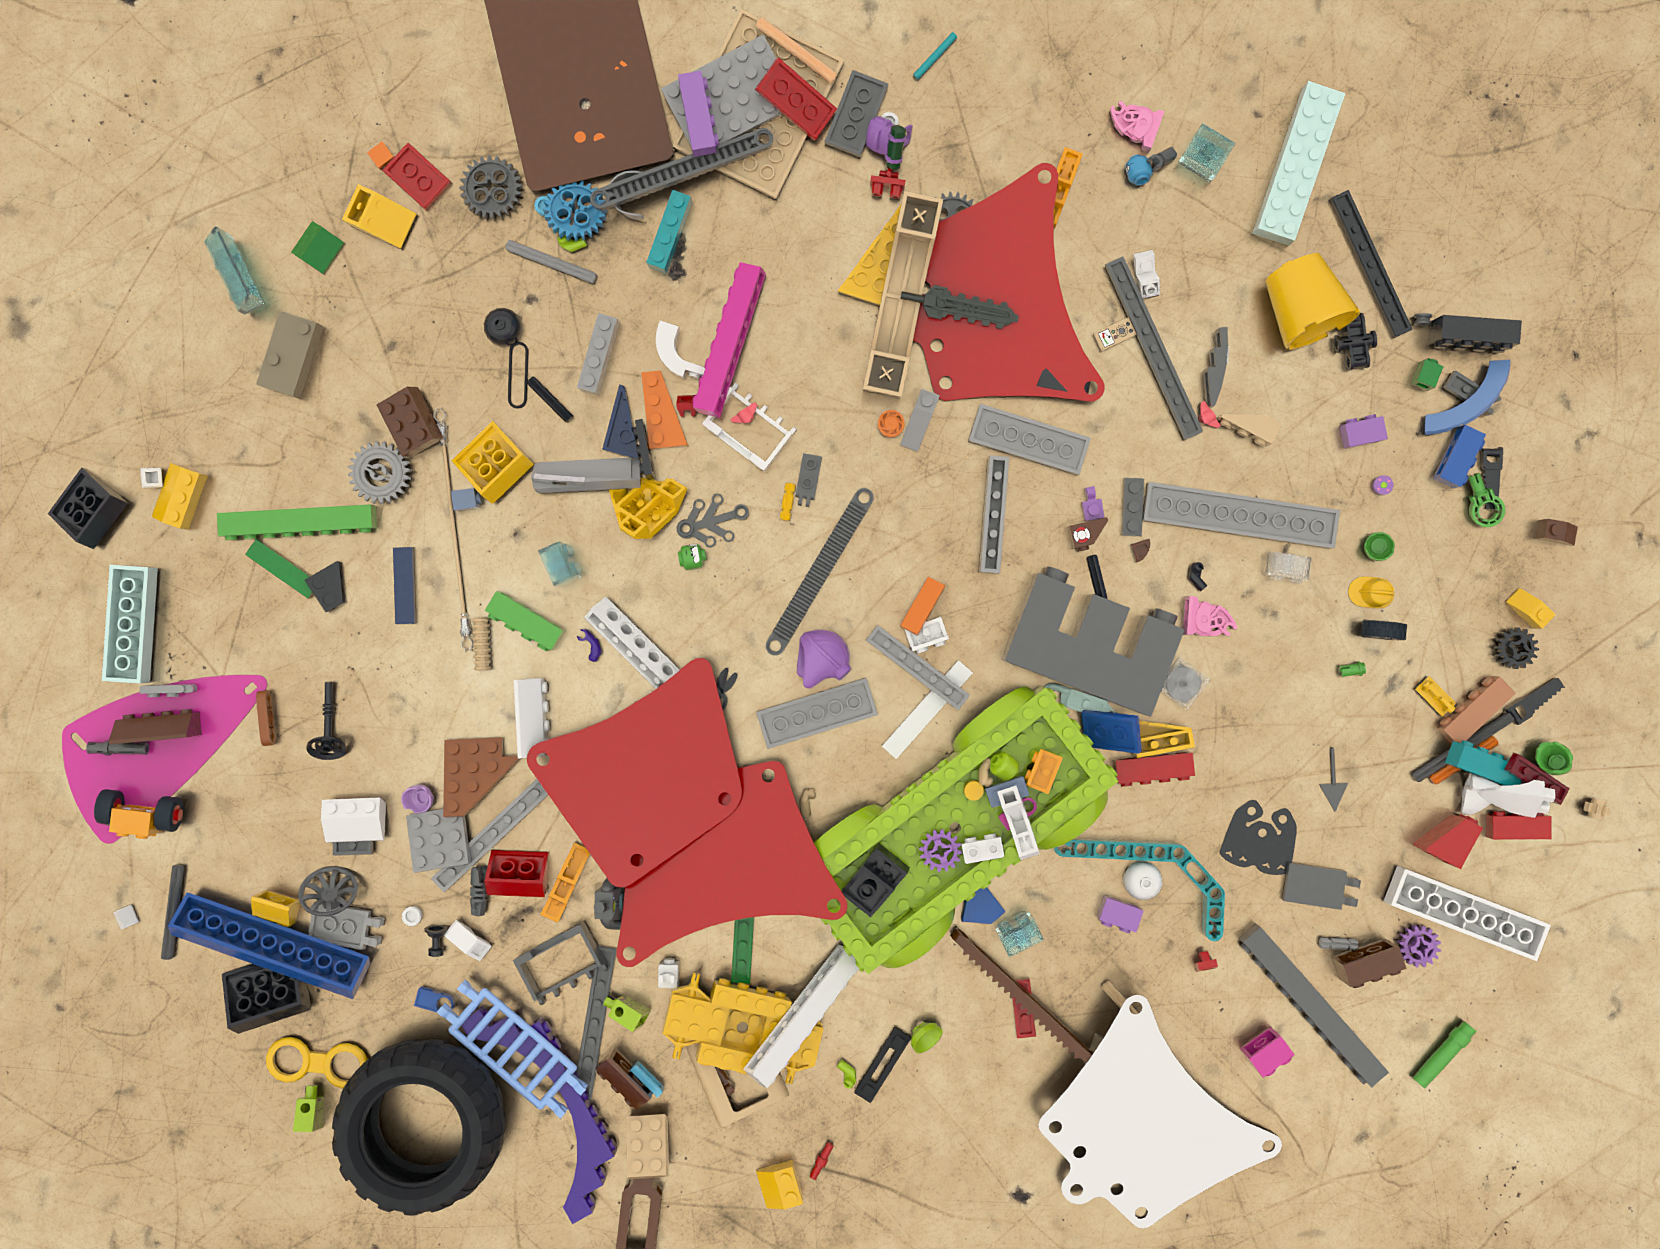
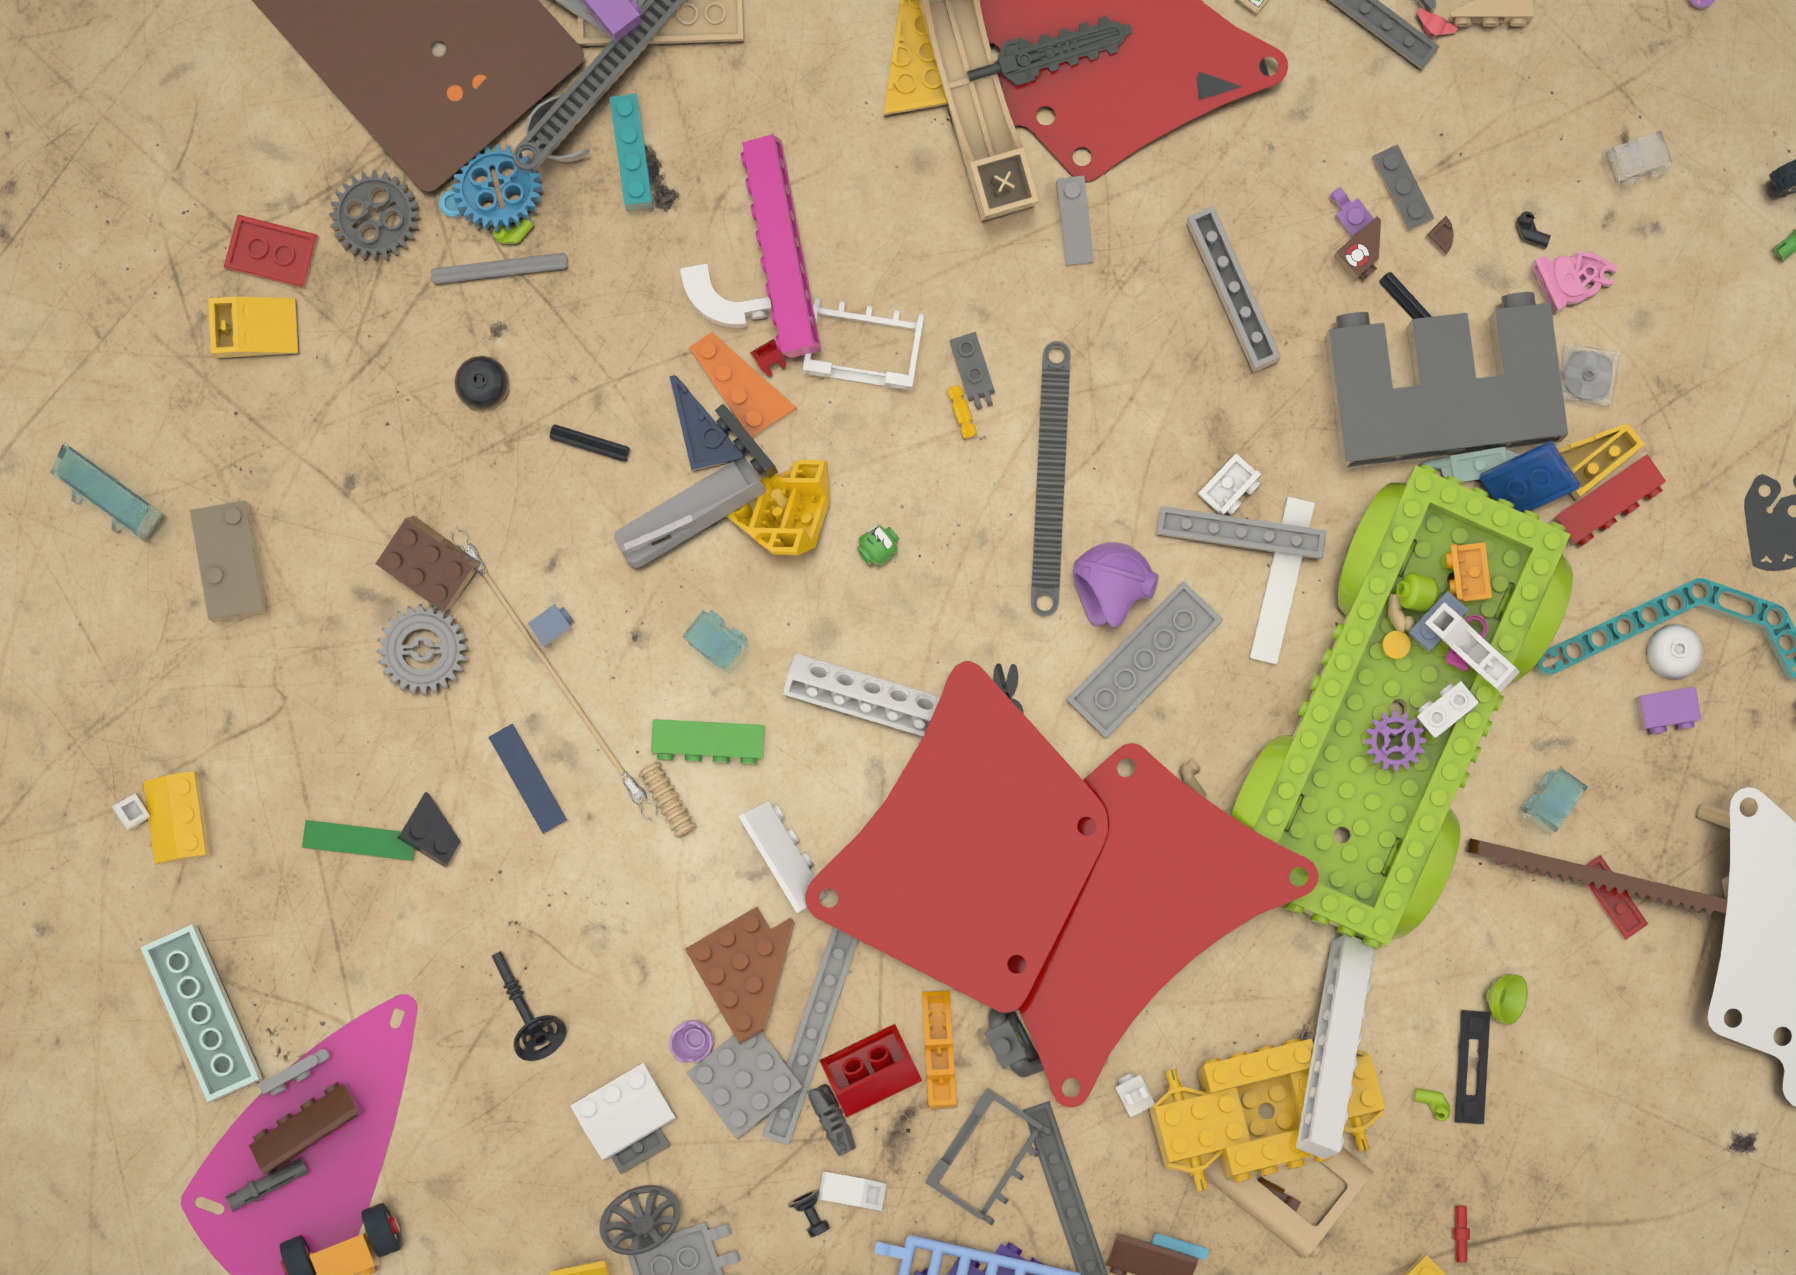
camera: 25 degrees left, 5 degrees down
(87, 509) = (67, 895): black slope -> none
(265, 718) = (439, 1043): dark orange beam -> none
(297, 521) = (348, 767): bright green brick -> none
(317, 247) = (190, 406): green slope -> none
(380, 155) = (211, 249): orange tile -> none
(412, 916) = (762, 1200): white tile -> none
(492, 462) = (559, 560): yellow slope -> none
(509, 374) = (521, 438): black piece -> none
(595, 646) = (817, 728): dark purple piece -> none
(598, 354) = (623, 353): light grey brick -> none
(627, 1012) = (1118, 1171): lime torso -> none
(709, 521) = (876, 489): dark grey plant -> none
(742, 950) = (1210, 1009): green tile -> none
(745, 415) = (850, 331): coral piece -> none
(875, 880) = (1334, 823): black slope -> none
(891, 423) = (1041, 244): orange wheel -> none
(922, 606) = (1205, 451): orange tile -> none
(982, 908) = (1487, 795): blue slope -> none
(1029, 439) = (1226, 171): light grey plate -> none
(1241, 515) = (1544, 125): light grey plate -> none
(1371, 592) = (1762, 135): yellow piece -> none
(1379, 546) = (1739, 72): bright green hair -> none

